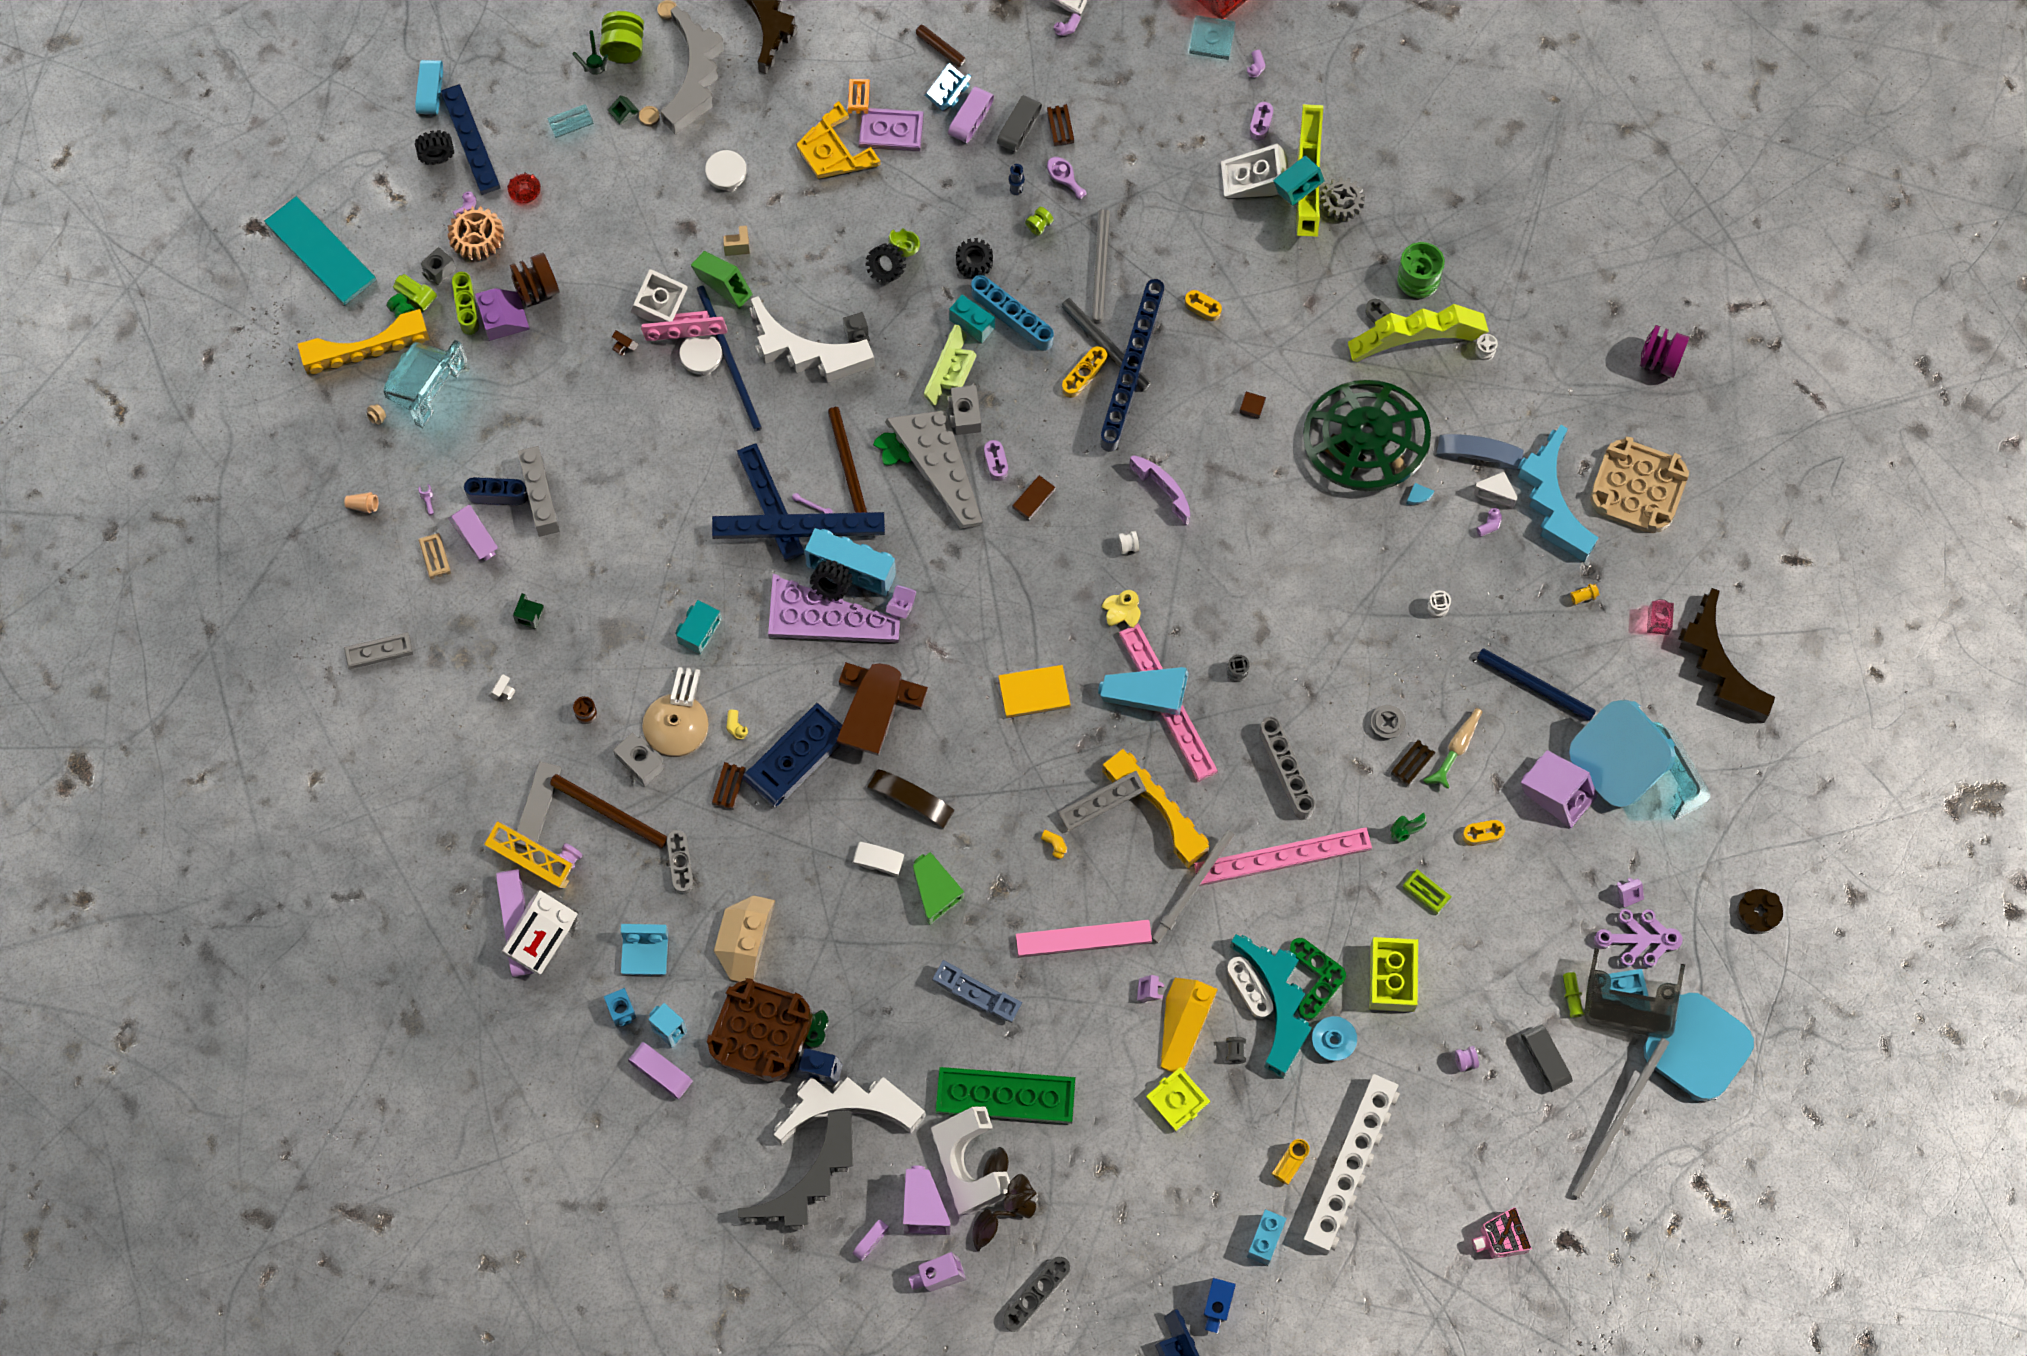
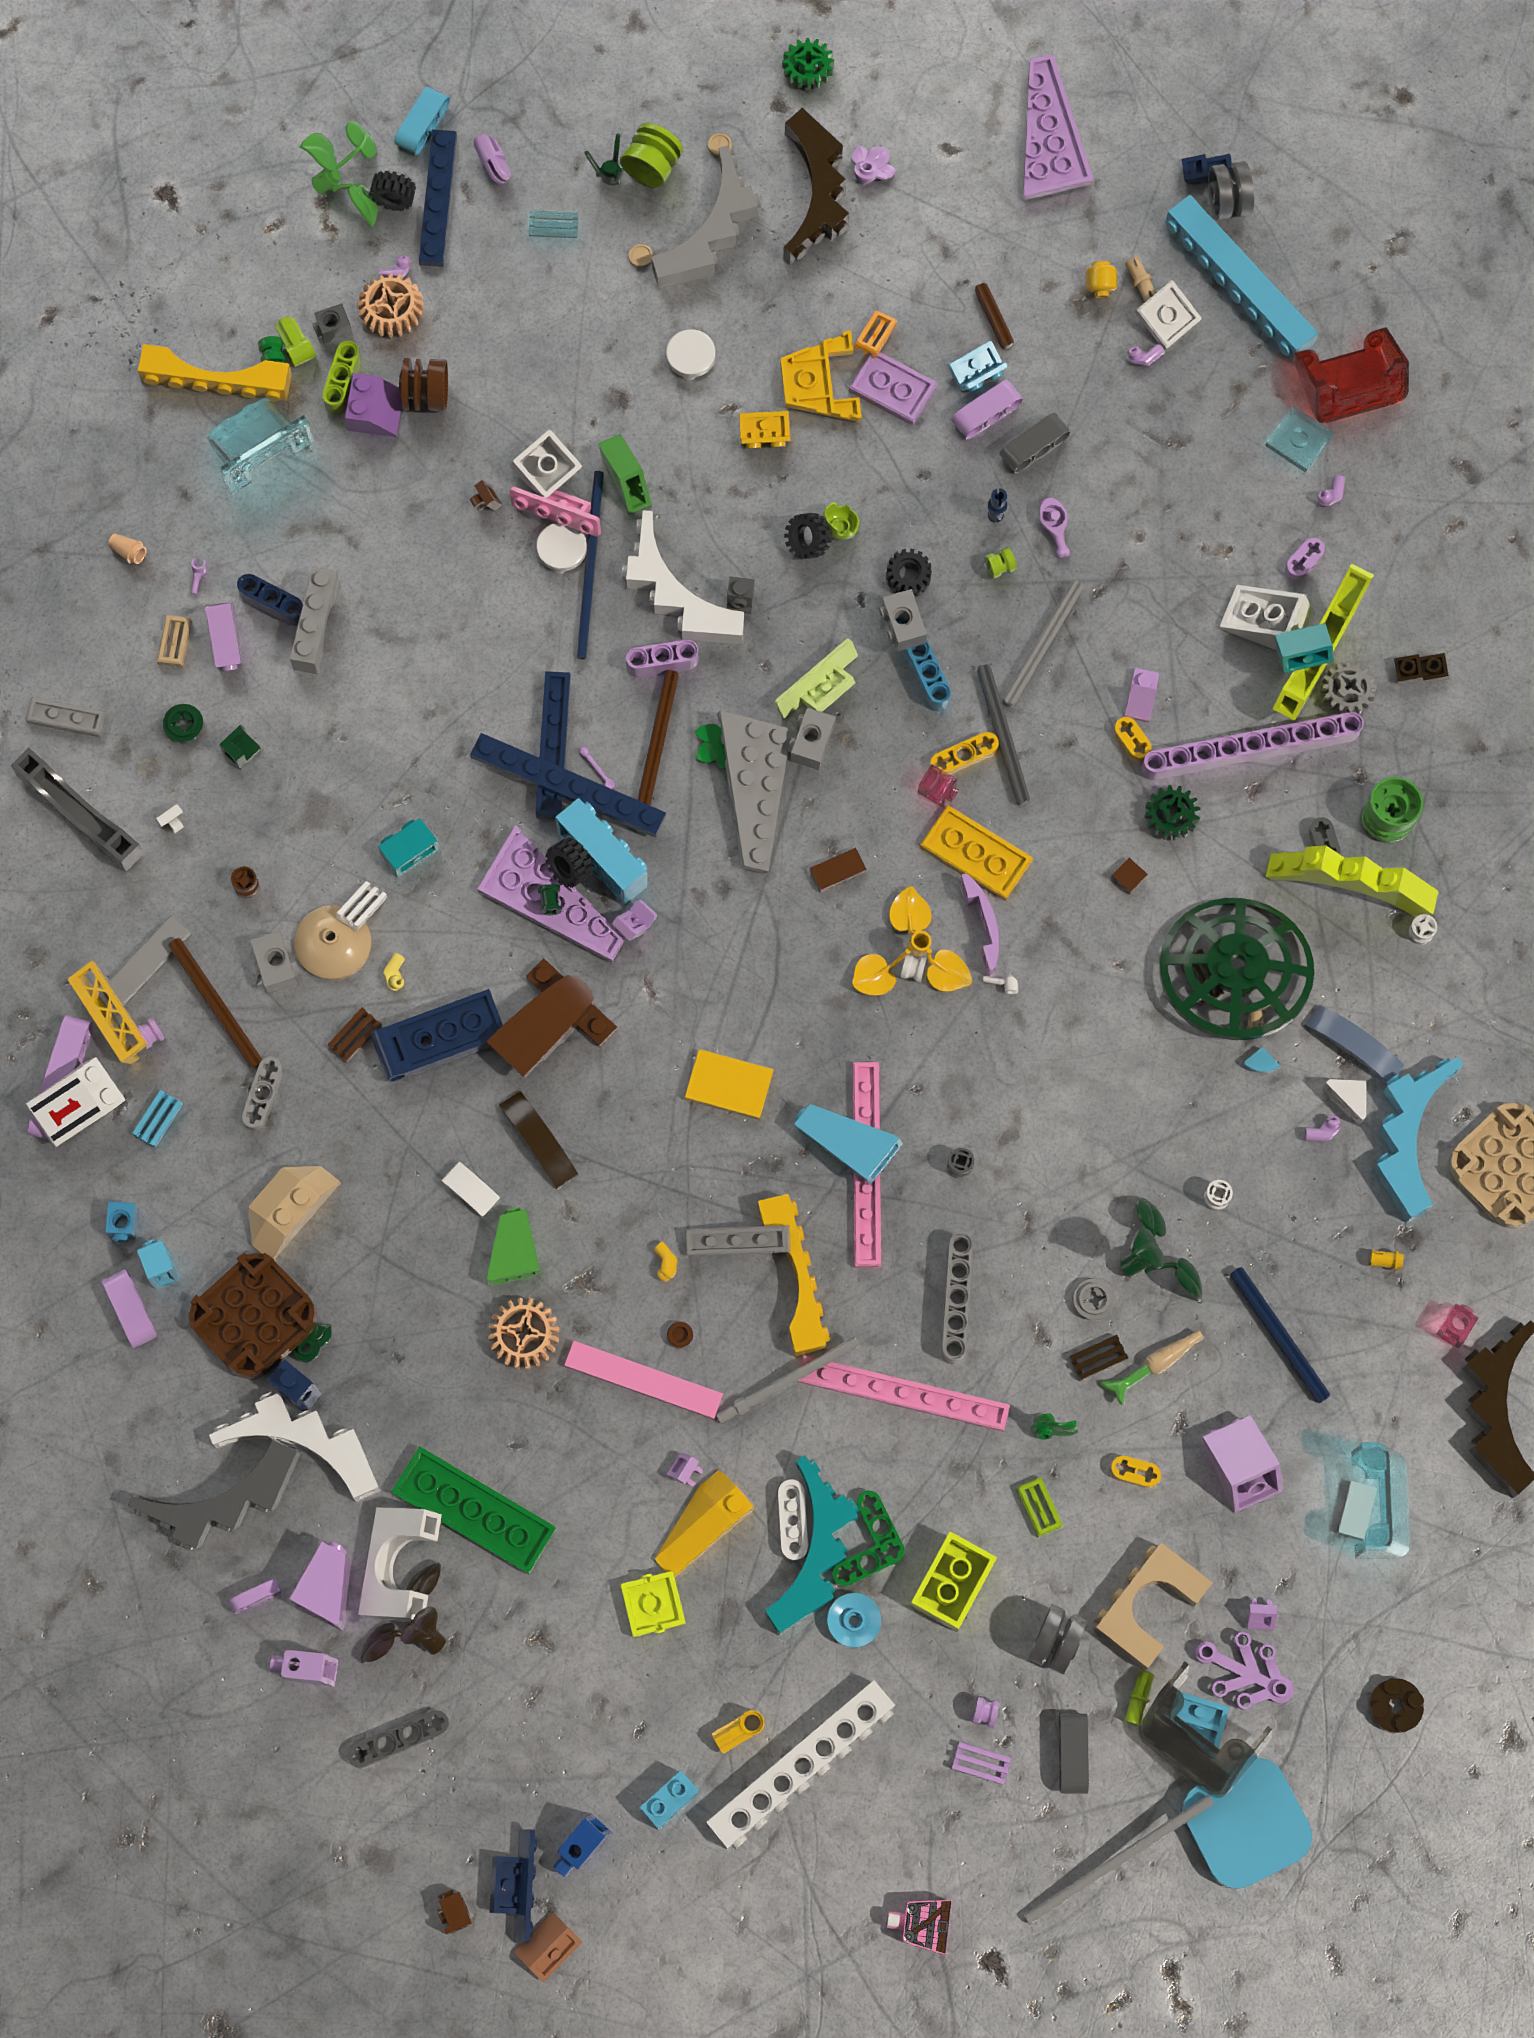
camera: 25 degrees right, 5 degrees up
(320, 250) = (220, 251): teal tile -> none
(376, 414) = (188, 458): tan plate -> none
(380, 158) = (323, 152): none -> bright green plant
(394, 707) = (76, 810): none -> dark grey arch
(477, 605) = (174, 716): none -> dark green gear
(498, 91) = (492, 158): none -> lavender arm
(524, 195) = (464, 286): clear red gear -> none
(609, 900) = (148, 1115): none -> medium azure tile
(622, 109) = (616, 236): dark green slope -> none
(644, 949) = (177, 1171): medium azure bracket -> none
(738, 243) = (662, 441): tan panel -> none
(810, 199) = (764, 427): none -> yellow bracket
(825, 393) = (653, 667): none -> lavender beam
(829, 615) = (549, 899): none -> dark green bush
(967, 949) = (511, 1330): none -> light nougat gear
(972, 318) = (871, 640): teal brick -> none
(976, 993) = (499, 1384): sand blue slope -> none
(986, 281) = (903, 606): none -> light grey brick
(991, 461) = (812, 807): lavender beam -> none
(1058, 110) = (1085, 446): reddish brown tile -> none
(1078, 402) = (938, 786): none -> clear pink brick
(1093, 892) = (680, 1335): none -> reddish brown tile
(1106, 504) = (913, 914): none -> yellow plant
(1120, 610) = (868, 1040): light yellow plate -> none
(1129, 373) = (1013, 782): dark blue beam -> none
(1140, 438) = (977, 852): none -> yellow tile
(1193, 270) = (1142, 695): none -> lavender slope
(1206, 522) = (1010, 983): none -> white hand
(1235, 1050) = (742, 1580): dark grey bush -> none
(1268, 340) = (1161, 809): none -> dark green gear
(1290, 279) = (1261, 738): none -> lavender beam
(1388, 162) = (1421, 669): none -> dark brown slope
(1407, 675) = (1147, 1252): none -> dark green plant
(1492, 978) = (1060, 1640): none -> flat silver wheel
(1501, 1095) = (959, 1756): none -> lavender tile
(1530, 947) = (1118, 1622): none -> tan arch
(1622, 752) = (1329, 1459): medium azure tile -> none
(1661, 792) = (1357, 1510): none -> white tile

